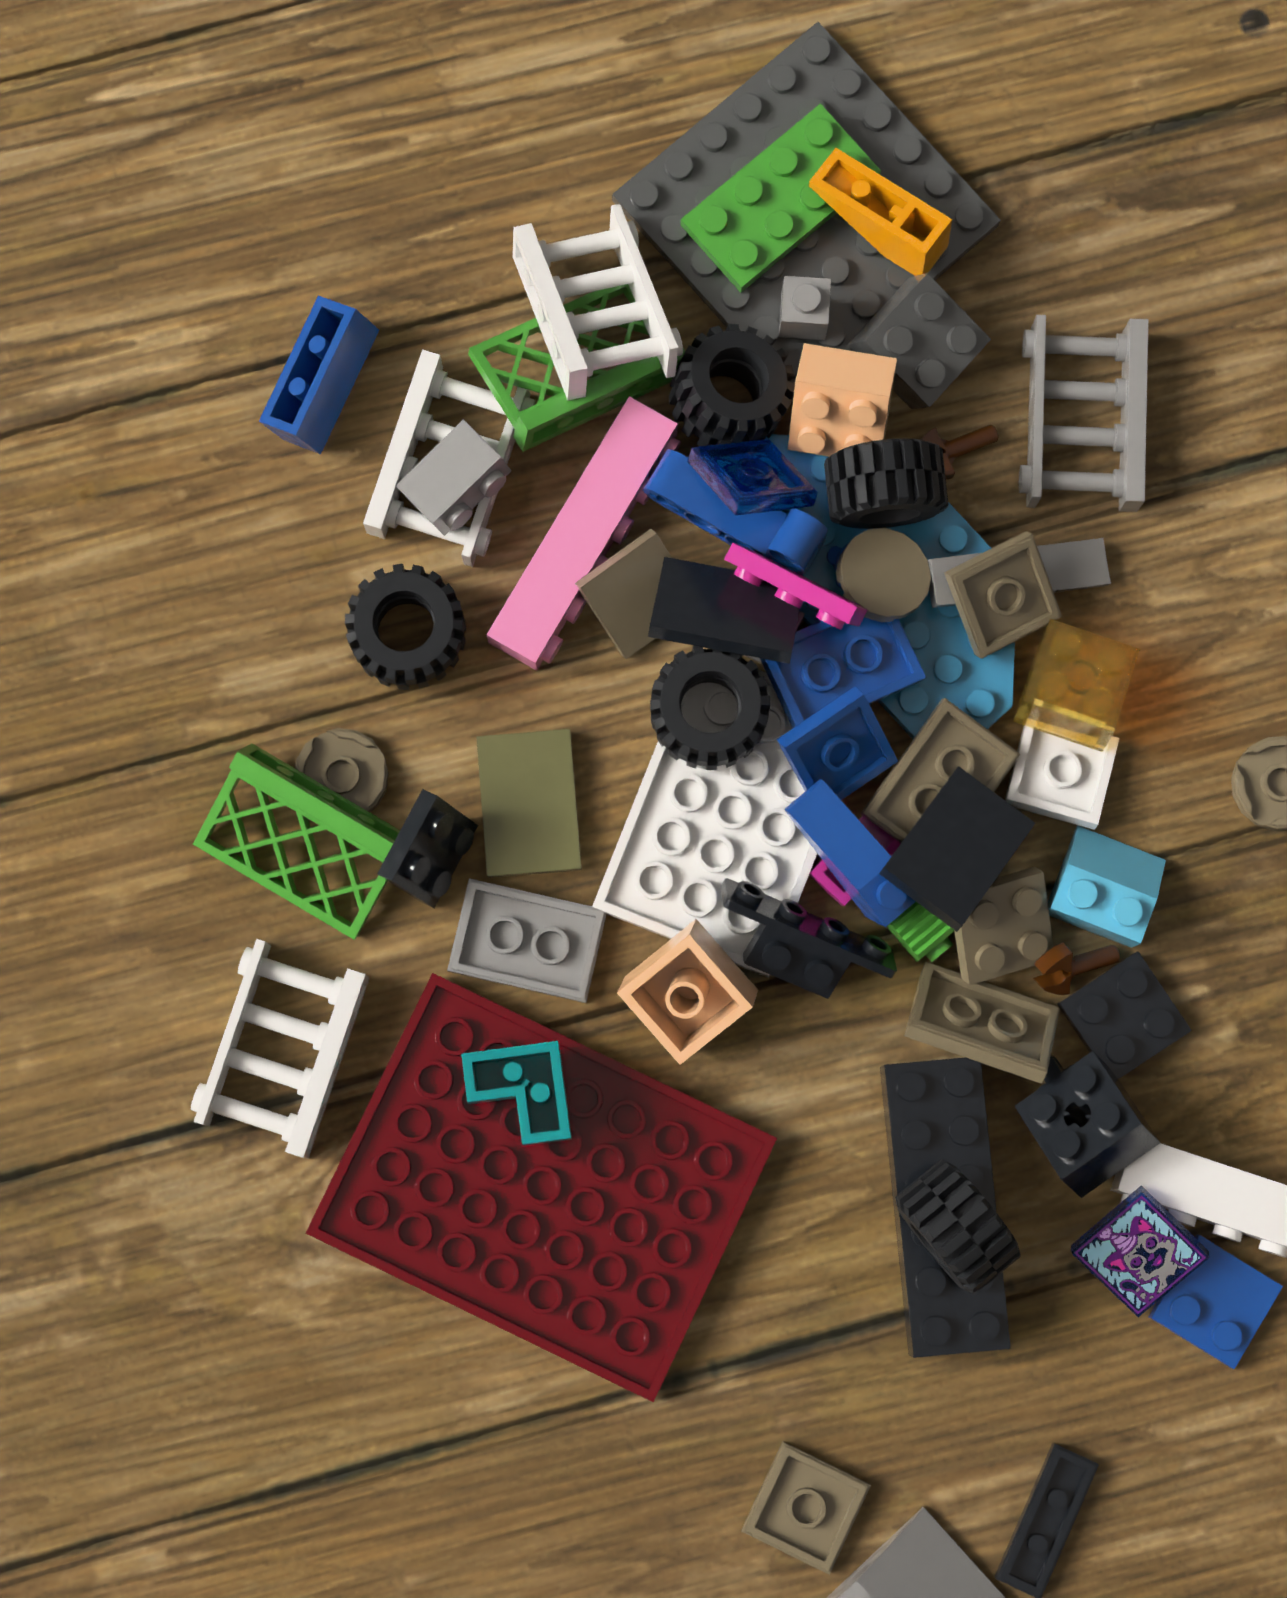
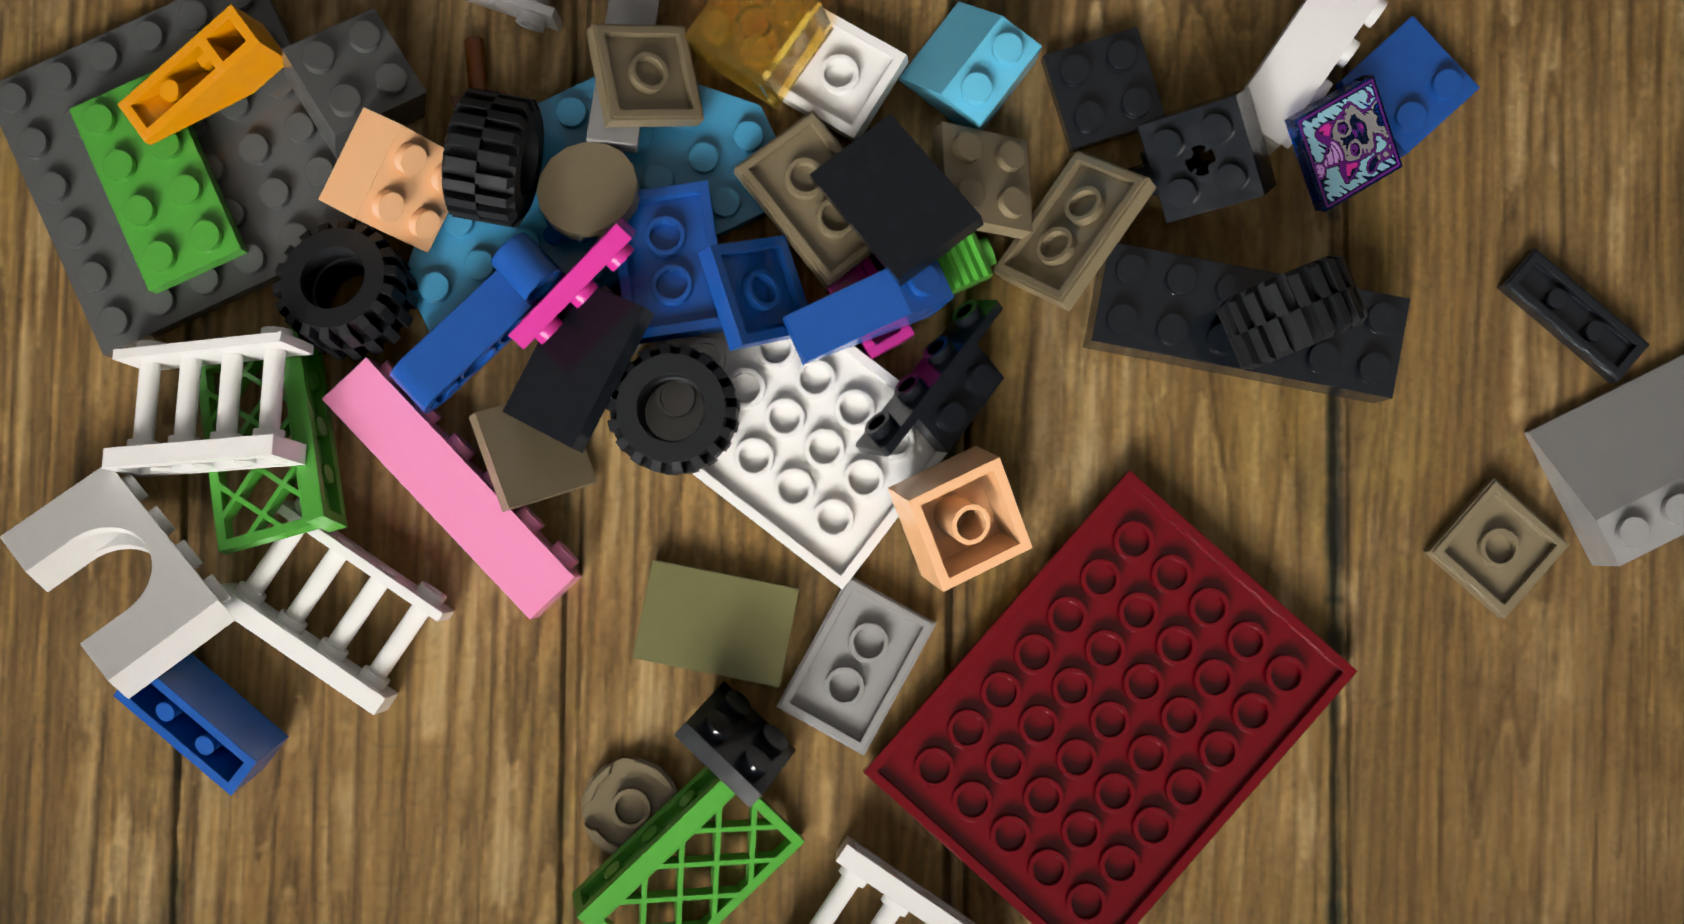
camera: 70 degrees left, 5 degrees up
(401, 588) = (457, 713): black tyre -> none
(413, 329) = (176, 607): none -> white arch
(454, 478) = (353, 607): light grey brick -> none
(532, 1077) = (1005, 704): teal brick -> none
(752, 477) = (445, 295): clear blue tile -> none
(804, 307) = (281, 189): light grey brick -> none
(1061, 966) = (1035, 133): reddish brown bar -> none

